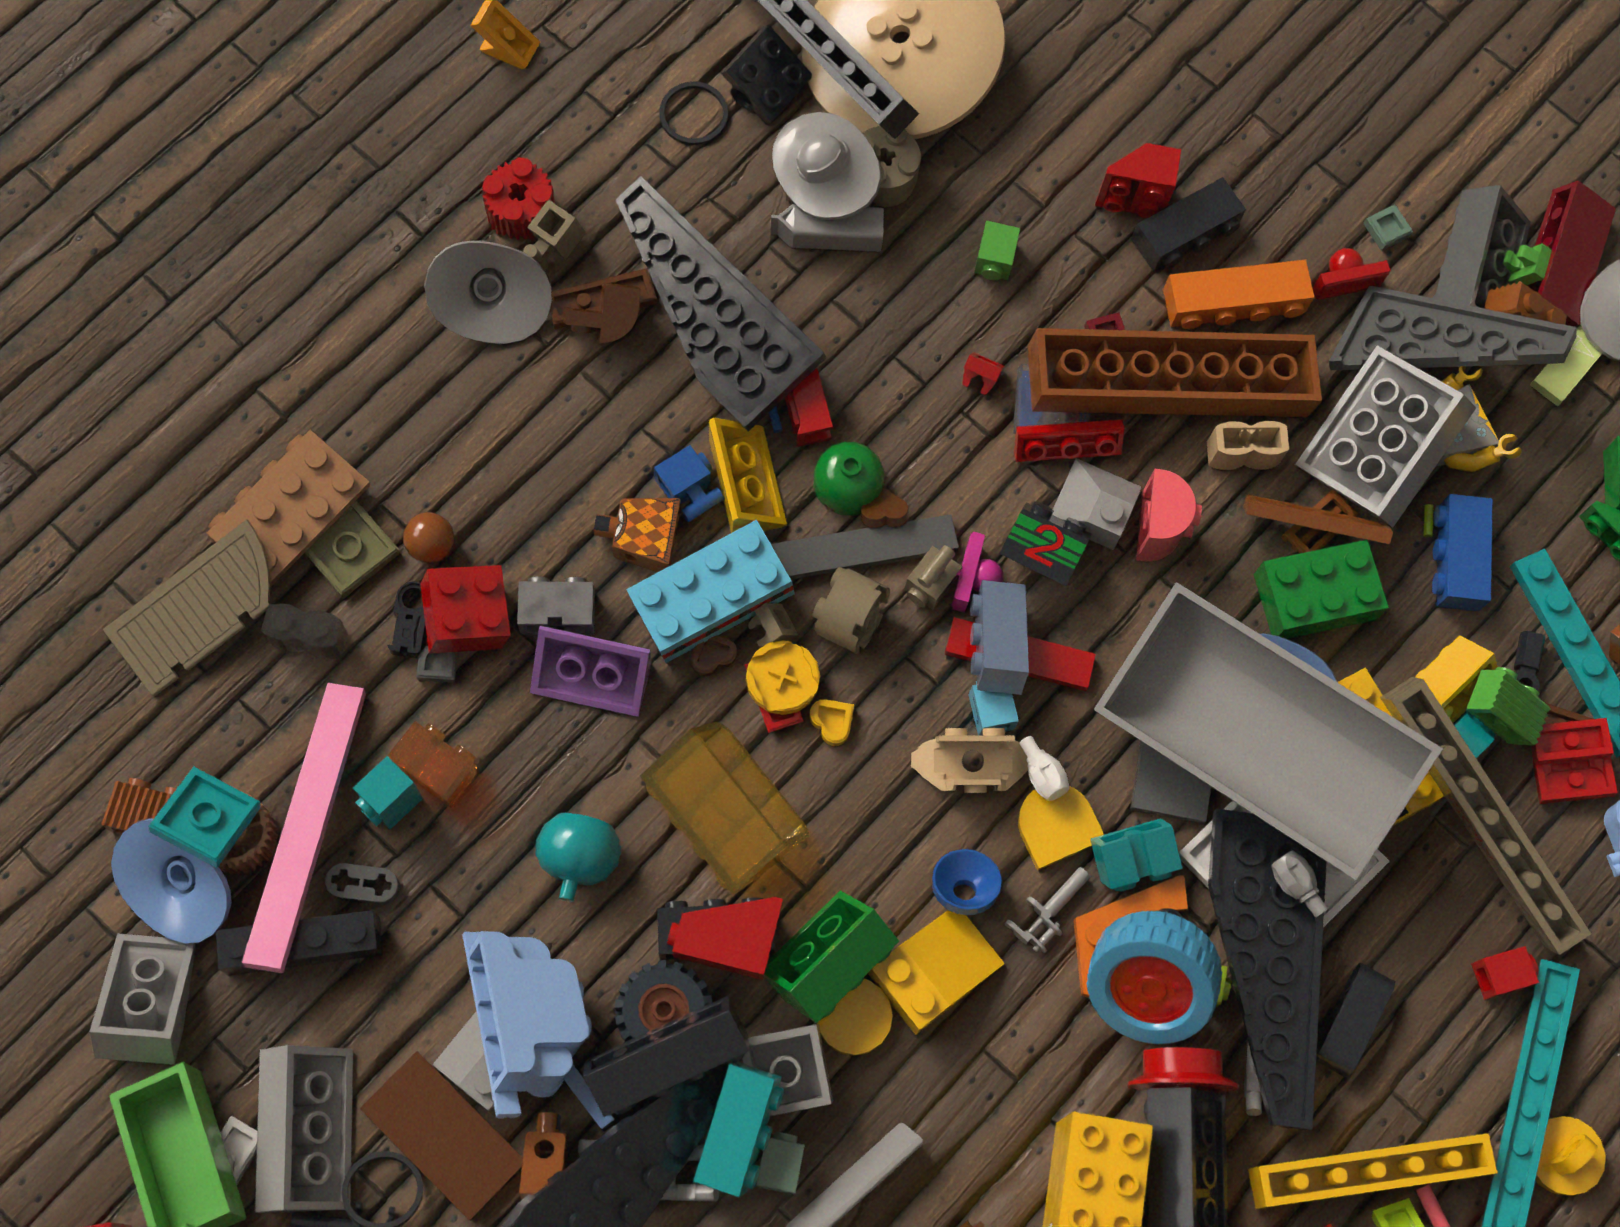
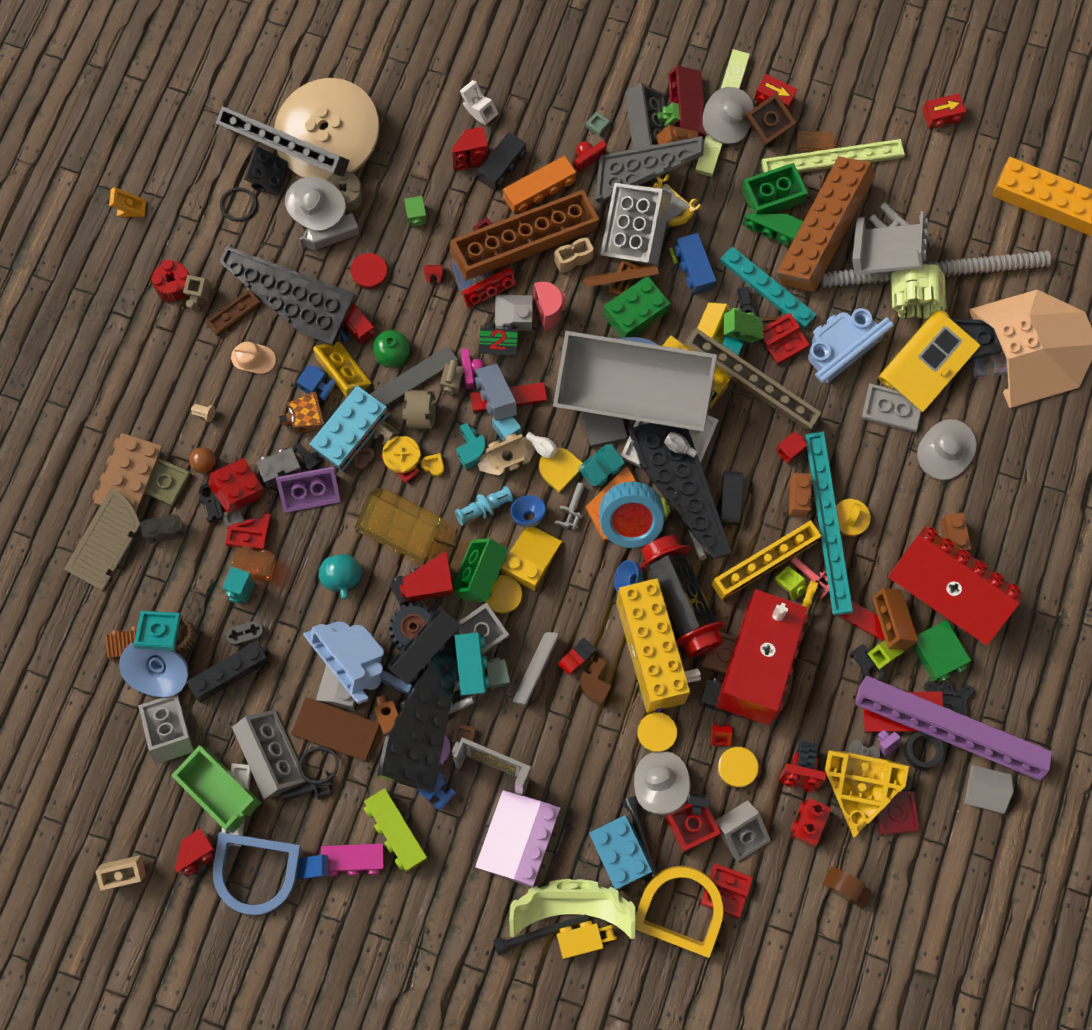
camera: 20 degrees left, 0 degrees up
(304, 829) = (206, 617): bright pink tile -> none
(451, 705) = (249, 533): none -> red wing
(476, 456) = (203, 411): none -> tan piece
(488, 292) = (177, 331): light grey hat -> none
(600, 392) = (253, 358): none -> light nougat piece
(615, 317) = (244, 318): reddish brown brick -> none
(615, 617) = (309, 460): none -> black piece
(869, 322) = (368, 270): none -> red tile
(884, 510) = (415, 356): reddish brown tile -> none
(890, 835) = (483, 505): none -> medium azure piece
(912, 727) = (472, 451): none -> teal brick
(940, 1197) = (577, 656): none -> leg
(1093, 1082) = (626, 573): none -> blue piece
(1186, 108) = (476, 104): none -> white brick
(1486, 1071) = (800, 494): none -> dark orange brick

